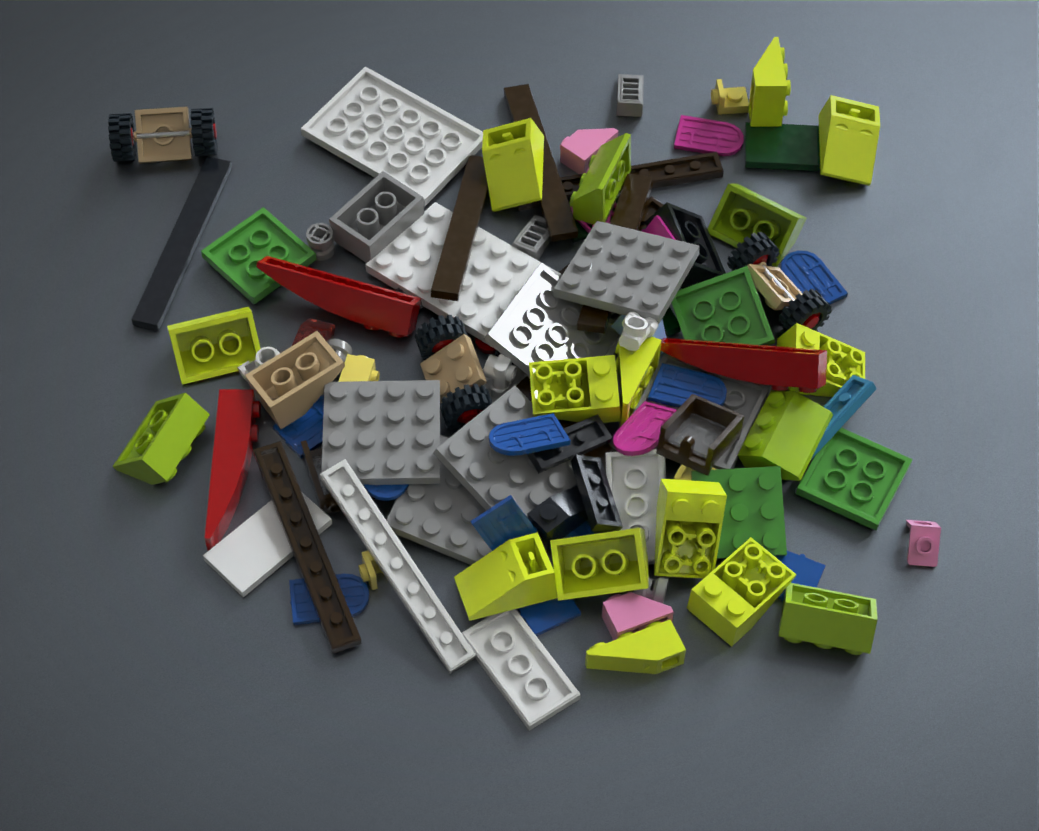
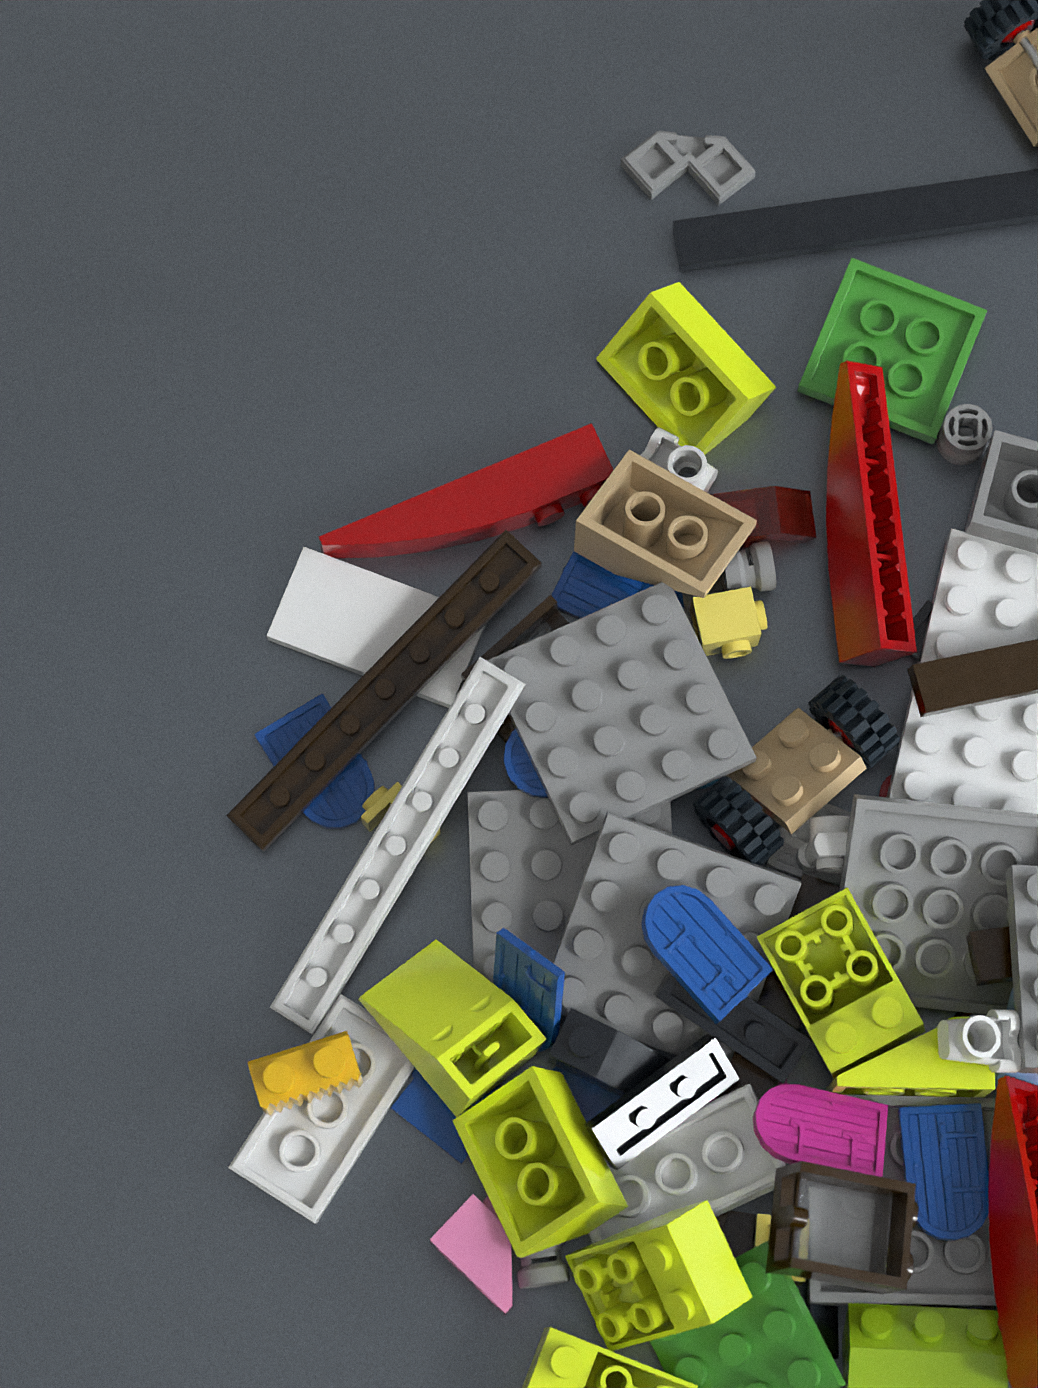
camera: 65 degrees right, 20 degrees up
(107, 294) = (668, 156): none -> light grey tile
(162, 439) = (473, 383): lime slope -> none
(498, 658) = (305, 1073): none -> yellow brick
(645, 651) = (431, 1299): neon yellow slope -> none

